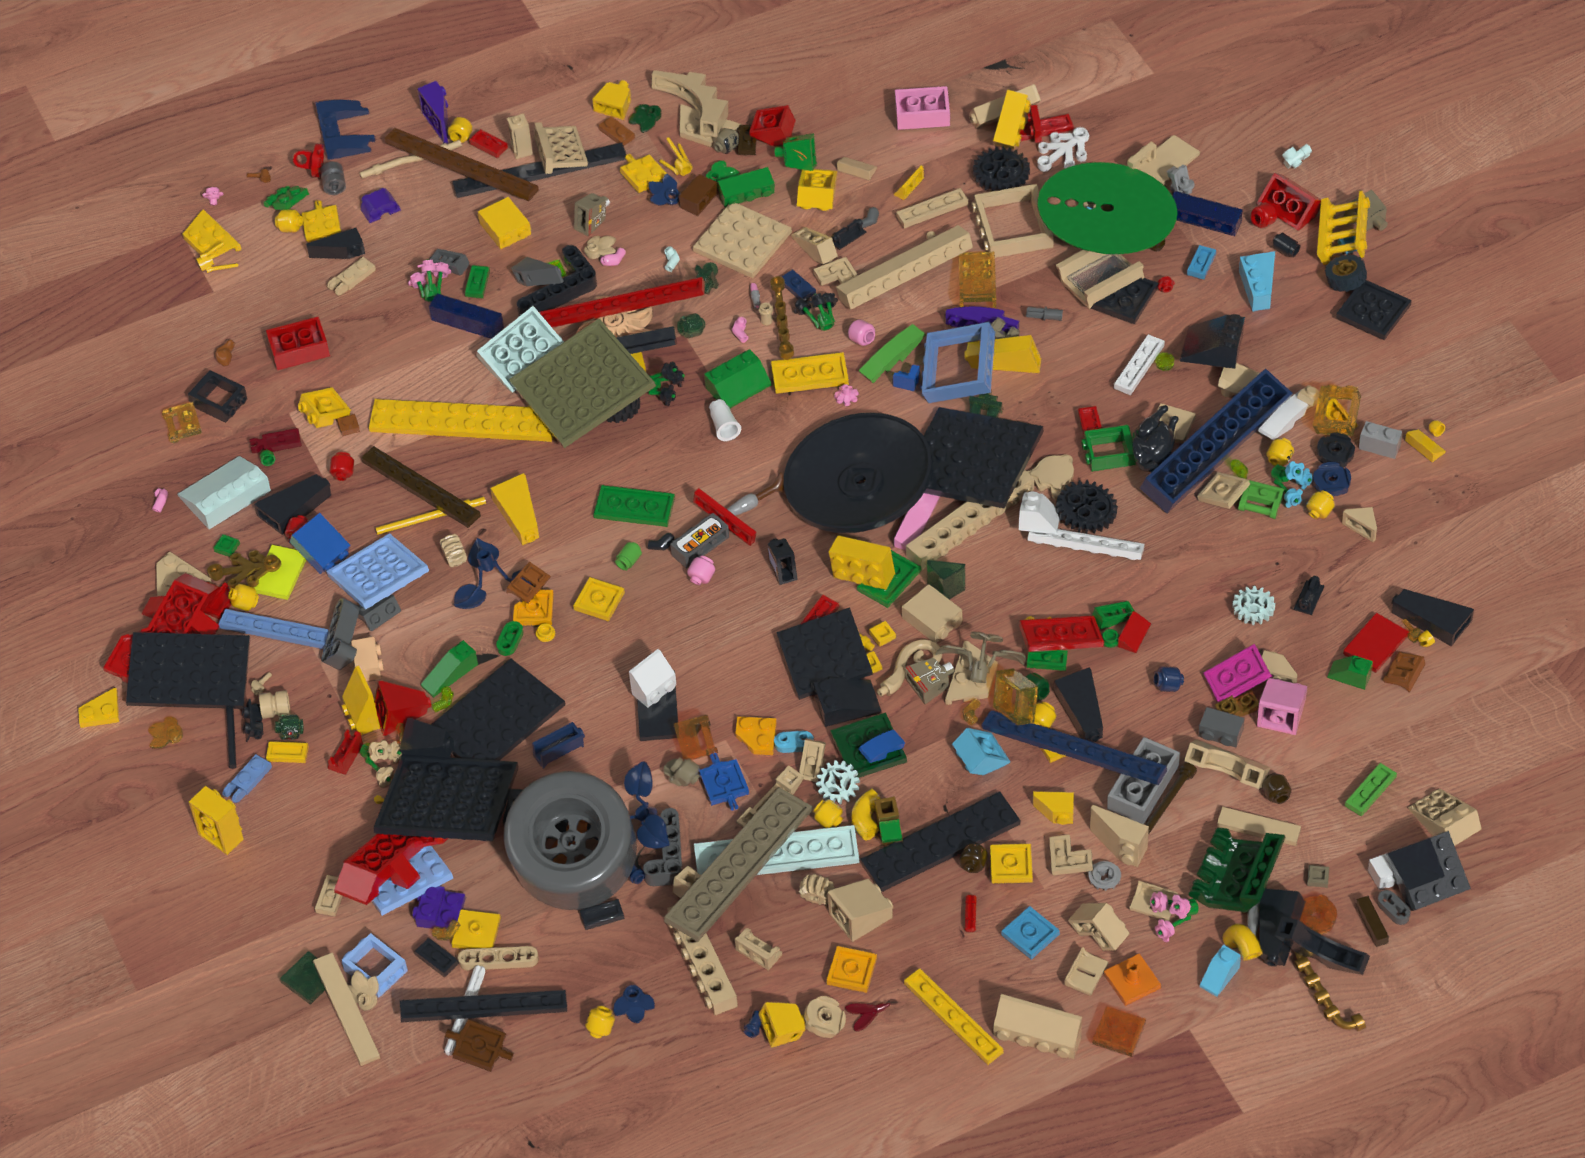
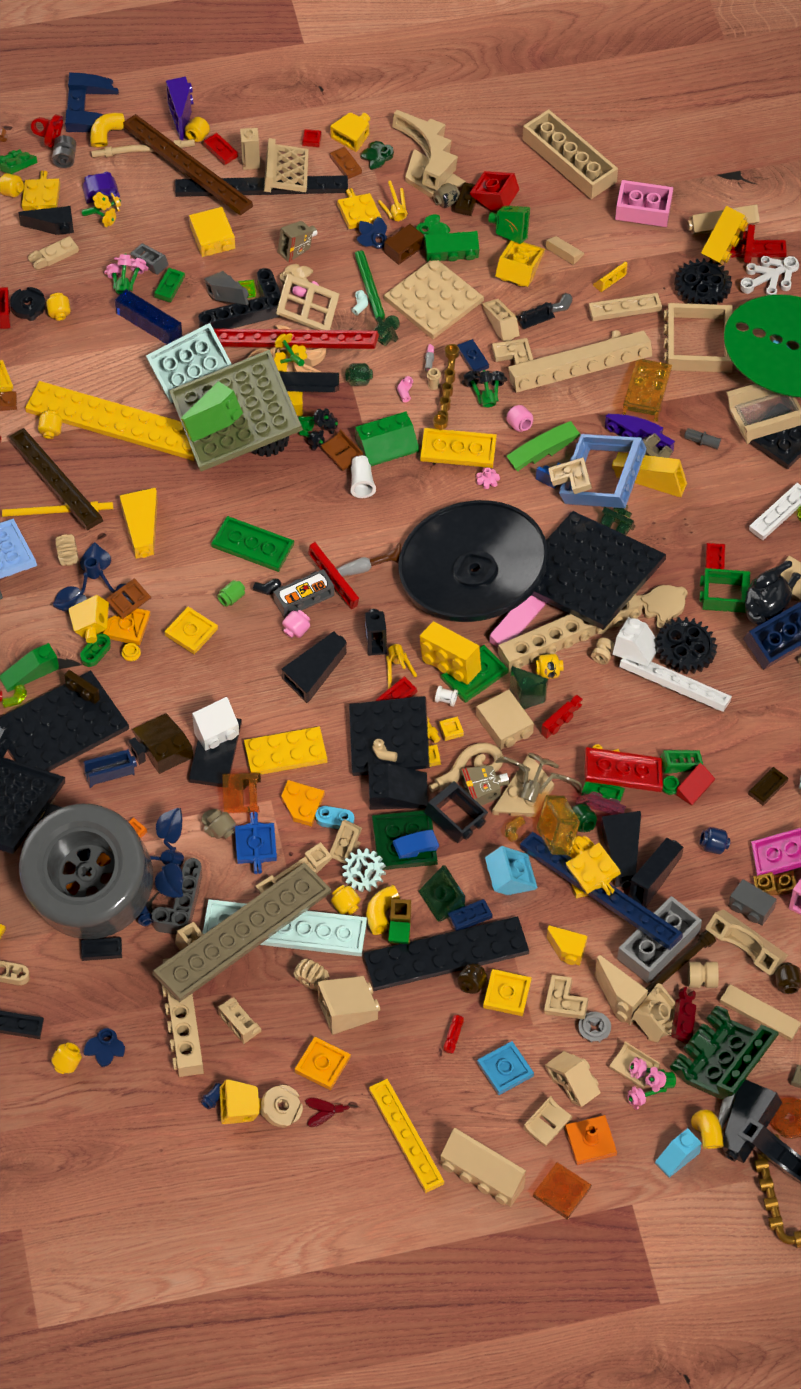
camera: 10 degrees right, 5 degrees up
(344, 336) = (30, 311): none -> black plate
(364, 147) = (102, 126): none -> yellow cylinder
(372, 325) = (58, 306): none -> yellow head
(388, 217) = (102, 203): none -> yellow plant
(399, 437) = (50, 424): none -> yellow head
(496, 608) = (90, 617): none -> yellow torso
(510, 674) = (81, 686): none -> dark brown plate
(562, 388) = (212, 412): none -> bright green slope
(575, 115) = (311, 138): none -> red tile
(581, 721) = (137, 750): none -> black plate
(604, 709) = (164, 742): none -> dark brown slope
(620, 255) = (307, 303): none -> tan window
(625, 317) = (296, 353): none -> yellow plant
(675, 240) = (369, 284): none -> green axle
(691, 394) = (338, 444): none -> dark orange piece
(726, 690) = (285, 751): none -> yellow plate
(731, 605) = (314, 666): none -> black slope
(809, 578) = (397, 656): none -> yellow plant
(823, 669) = (381, 751): none -> tan arm
(836, 77) = (570, 154): none -> tan brick
(868, 604) = (446, 696): none -> white bush
(919, 698) = (466, 802): none -> black window
(922, 787) = (442, 894): none -> clear green slope
(930, 368) = (572, 471): none -> tan plate
(953, 800) = (470, 915): none -> dark blue plate
(960, 553) = (549, 666): none -> yellow head
(986, 598) = (561, 716): none -> red plate
(1008, 528) = (602, 652): none -> tan wheel
(1050, 669) = (602, 804): none -> clear pink wing
(1061, 728) = (593, 868): none -> yellow plate
(1121, 718) = (655, 871): none -> black slope
(1162, 849) = (656, 1014): none -> tan slope
(1187, 846) = (684, 1016): none -> dark red plate
(1194, 803) = (703, 974): none -> tan wheel
(1203, 618) = (768, 786): none -> dark brown tile

